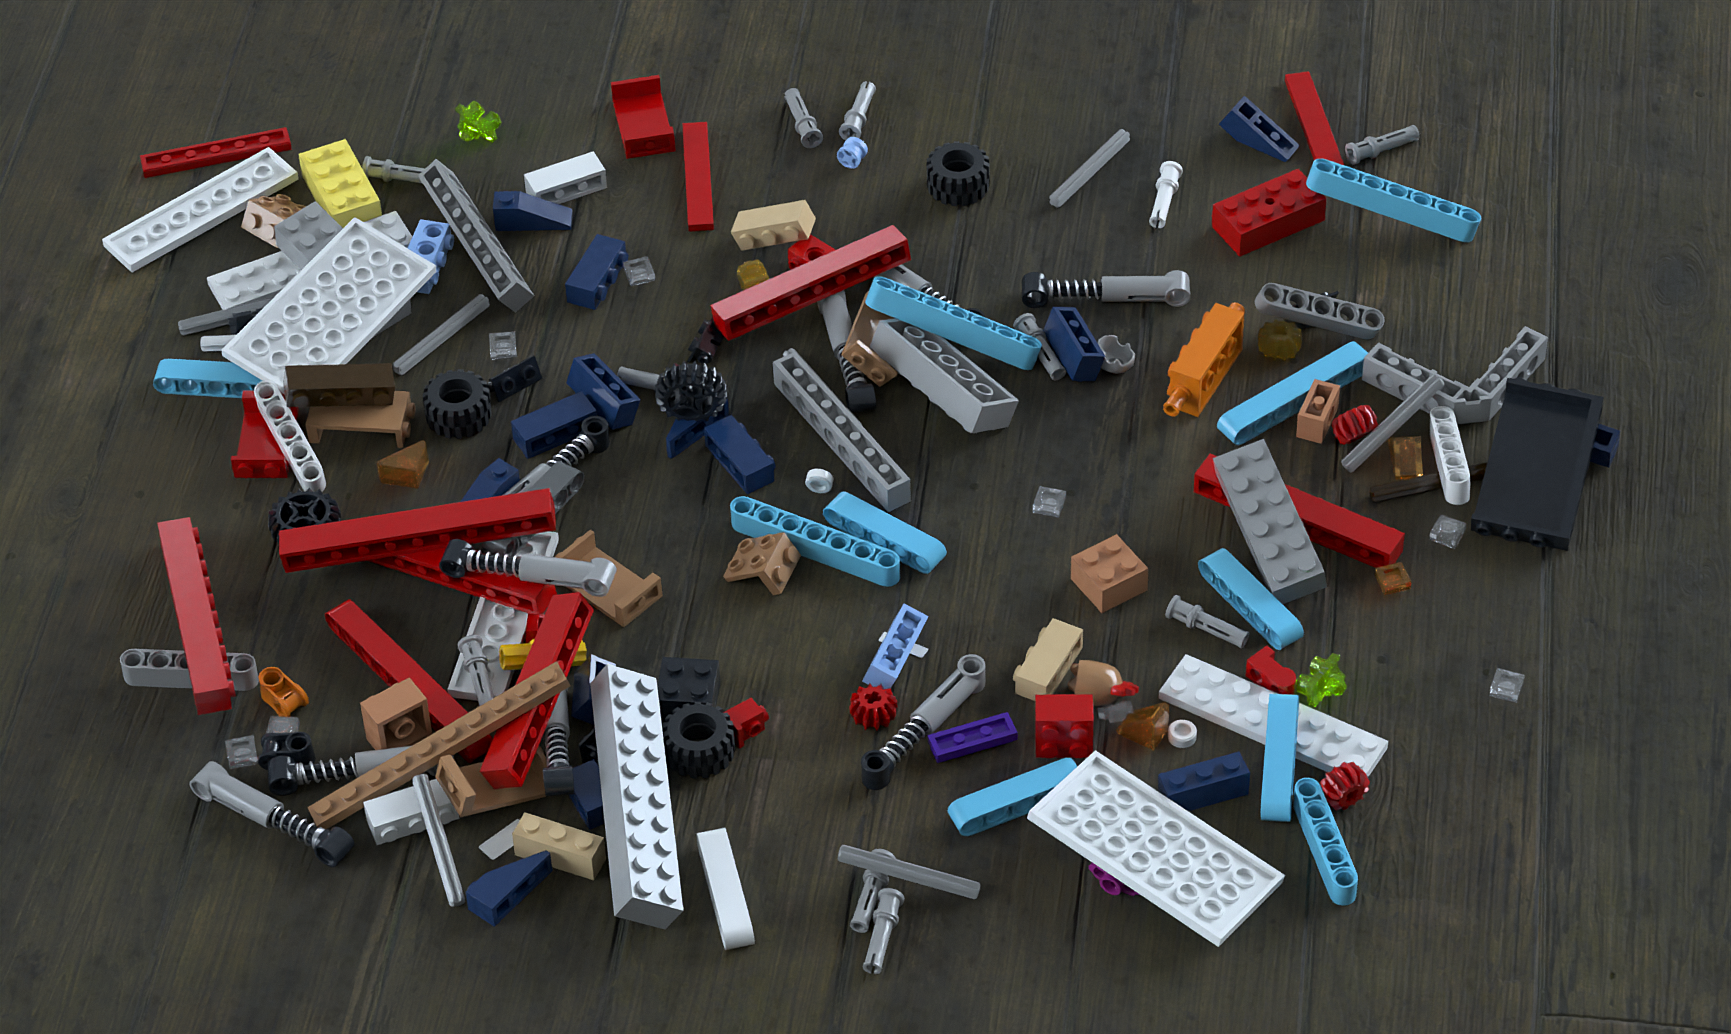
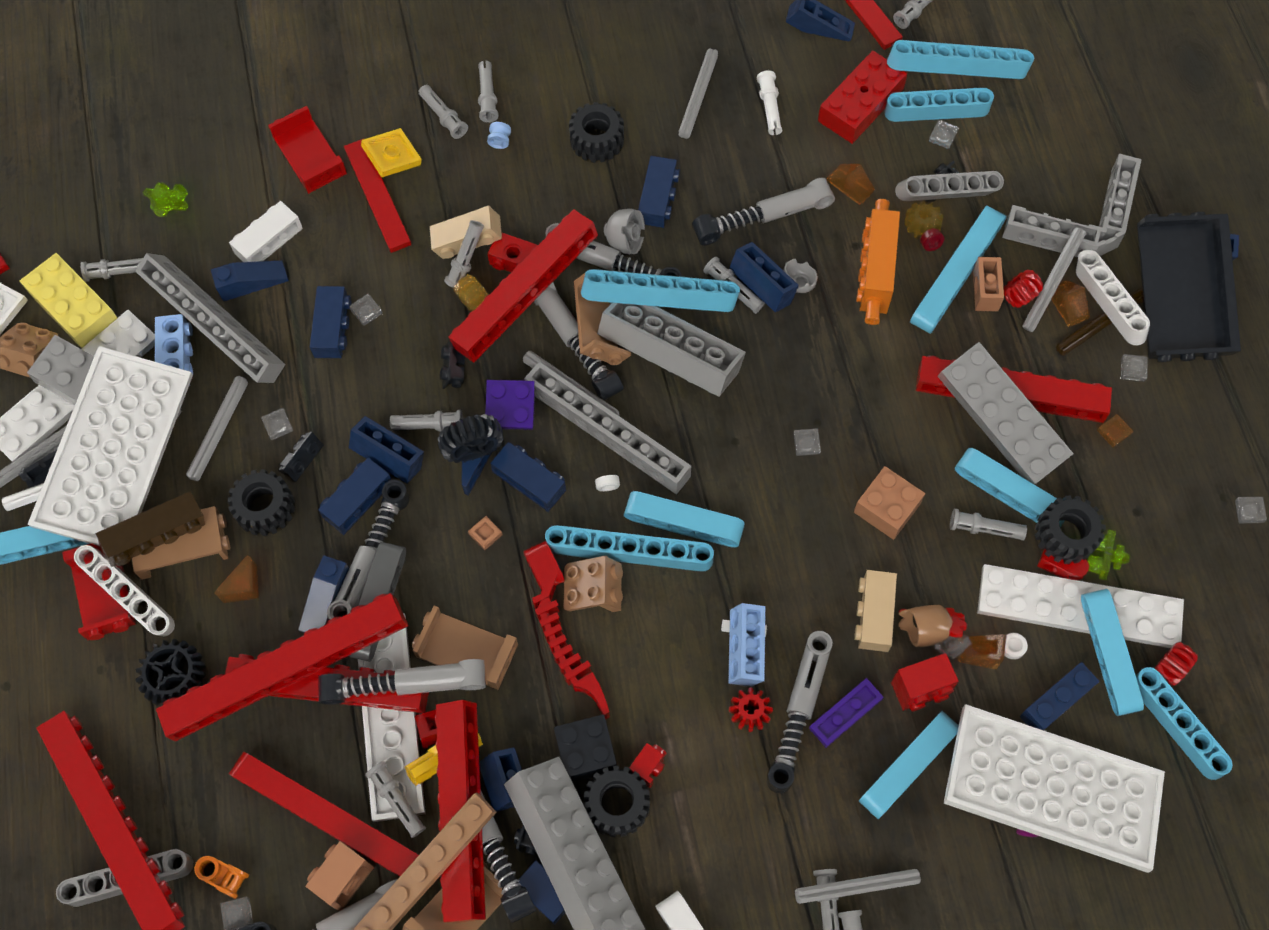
camera: 20 degrees left, 20 degrees up
(672, 493) = (485, 532): none -> nougat tile
(719, 545) = (548, 577): none -> red piece
(729, 139) = (391, 152): none -> yellow plate
(749, 379) = (511, 403): none -> dark purple plate
(751, 250) = (461, 264): none -> light grey pin
(946, 267) = (624, 230): none -> light grey cylinder
(998, 243) = (659, 191): none -> dark blue brick
(1219, 287) = (852, 182): none -> clear orange slope
(1279, 359) = (932, 239): none -> dark red tile
(1284, 617) = (1080, 515): none -> black tyre
(1344, 269) = (943, 134): none -> clear plate
(1352, 240) = (938, 104): none -> medium azure beam

